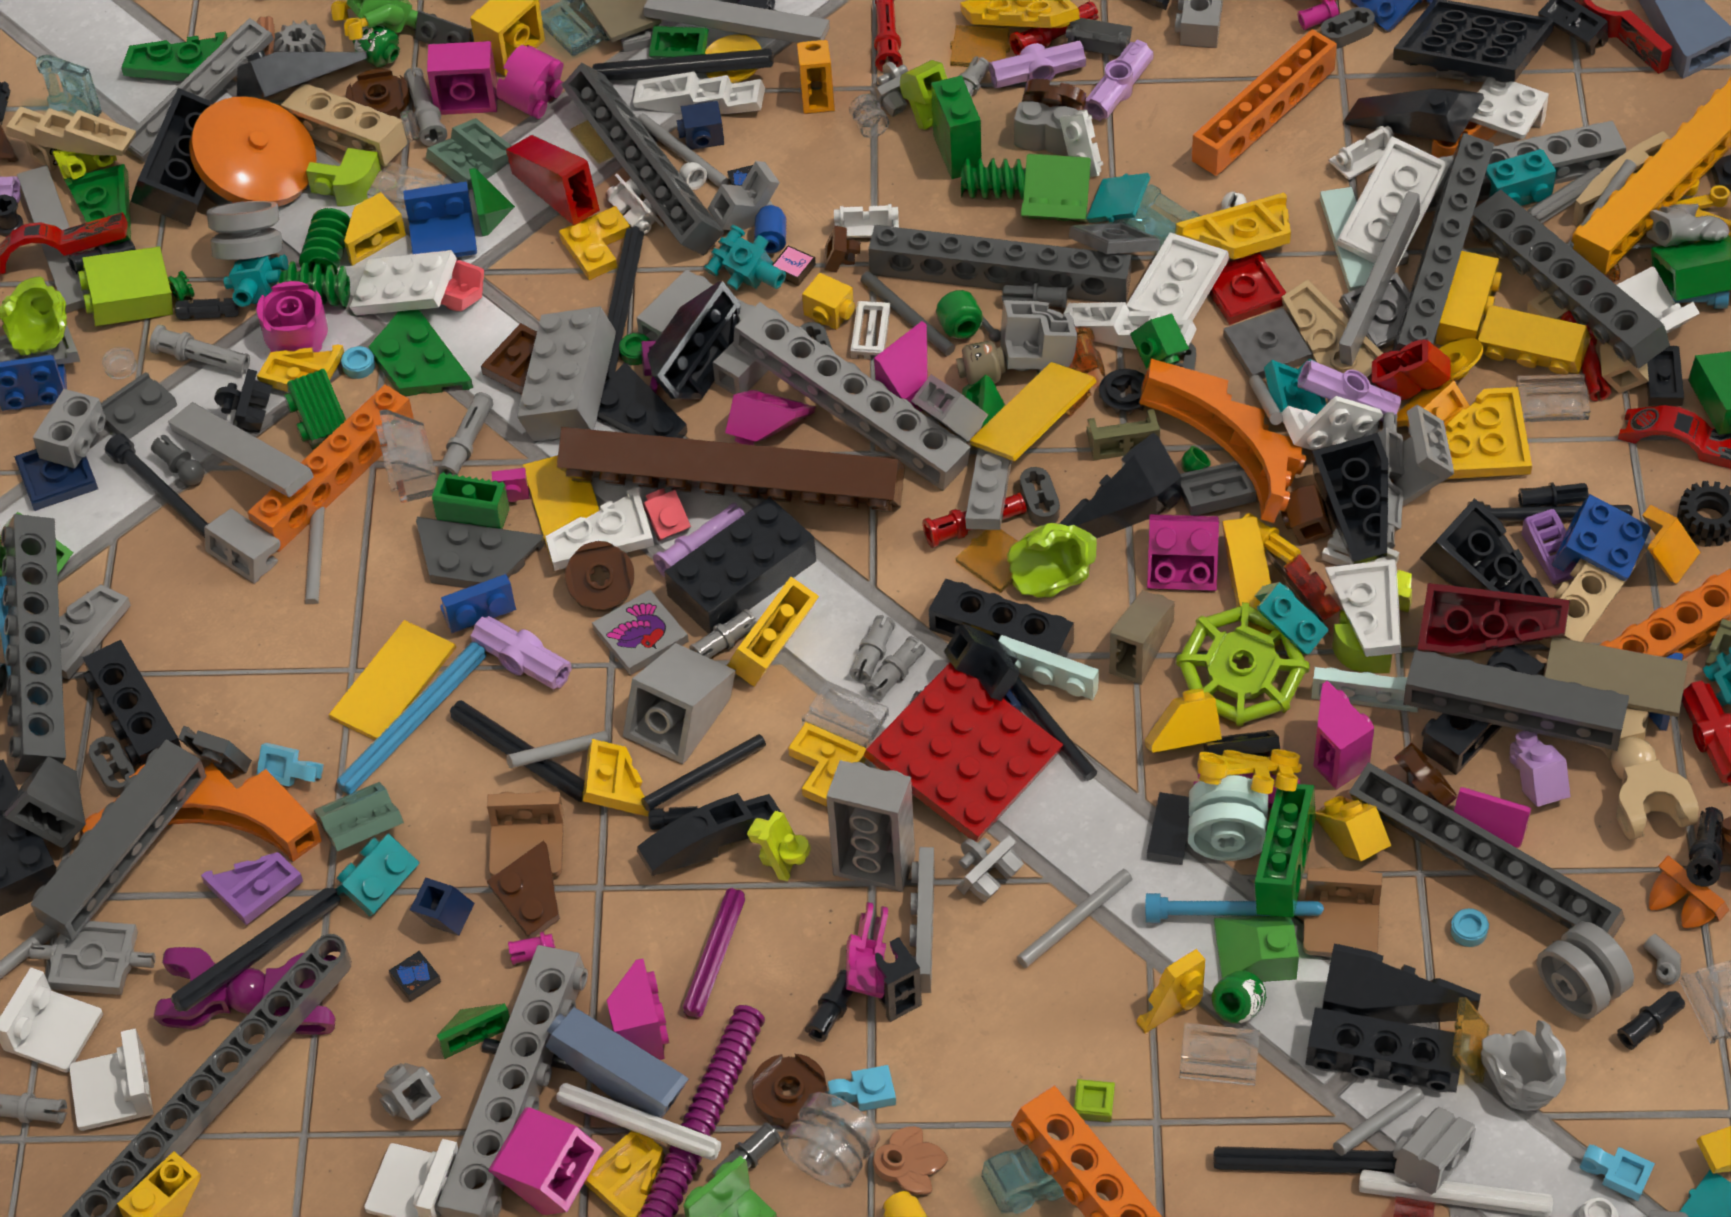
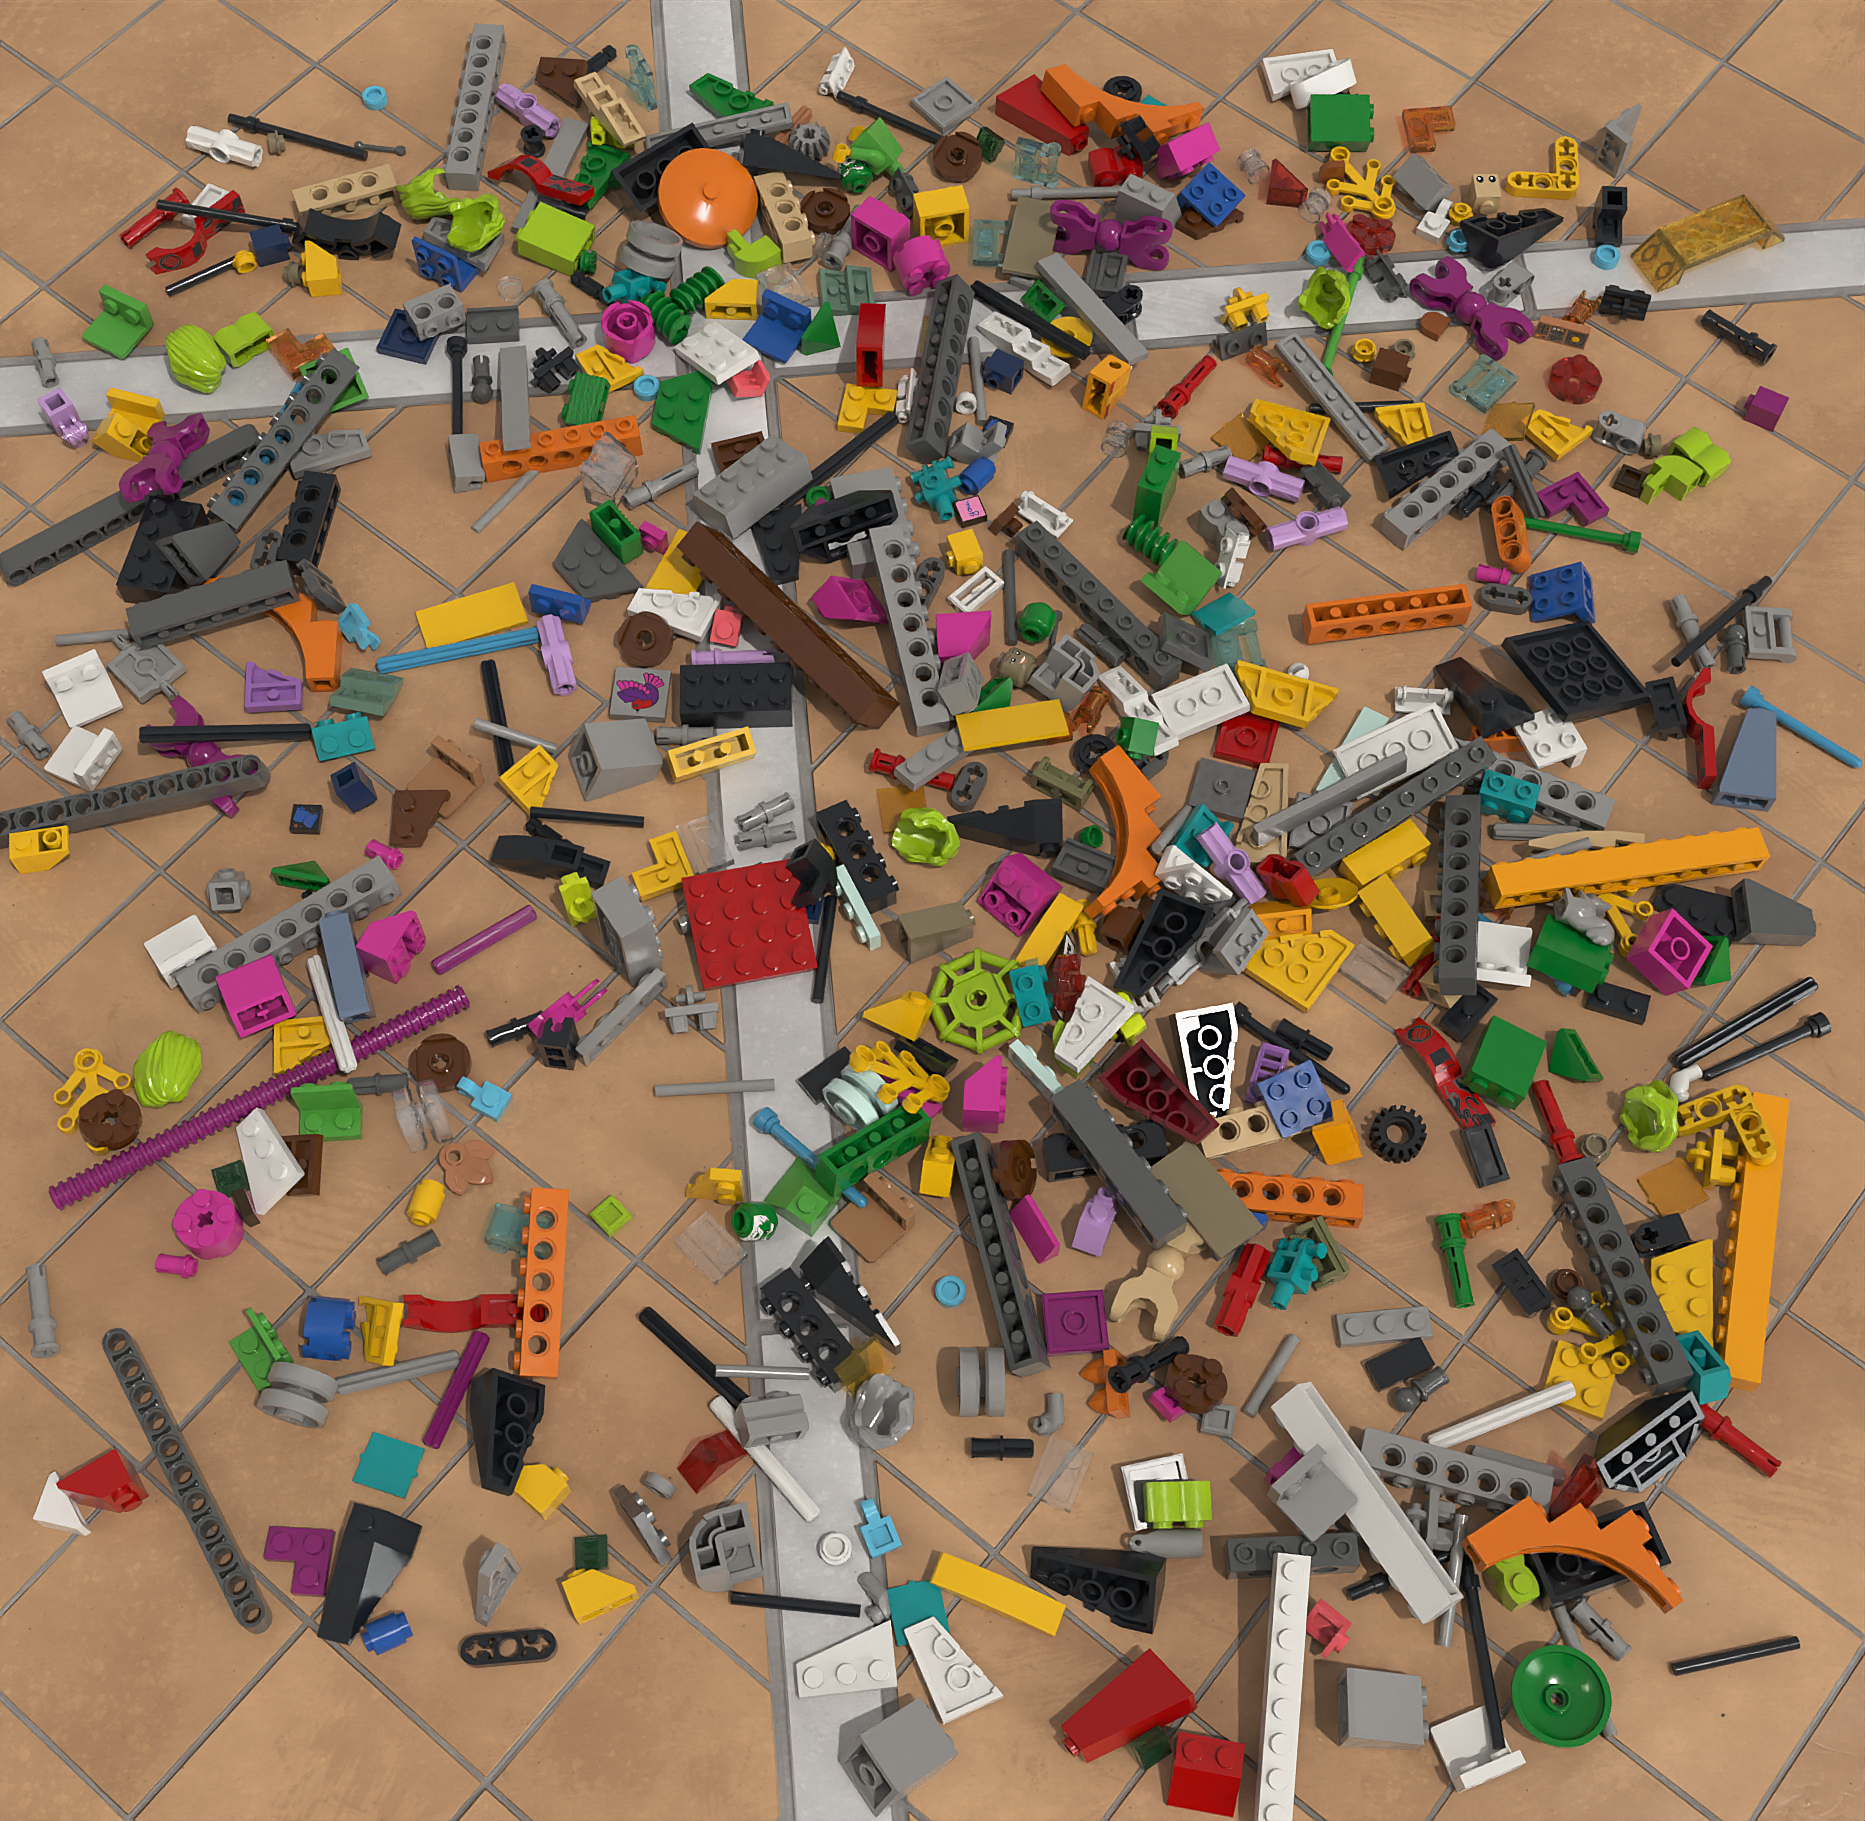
camera: 35 degrees right, 10 degrees up
(1606, 865) = (1075, 1323): none -> magenta plate

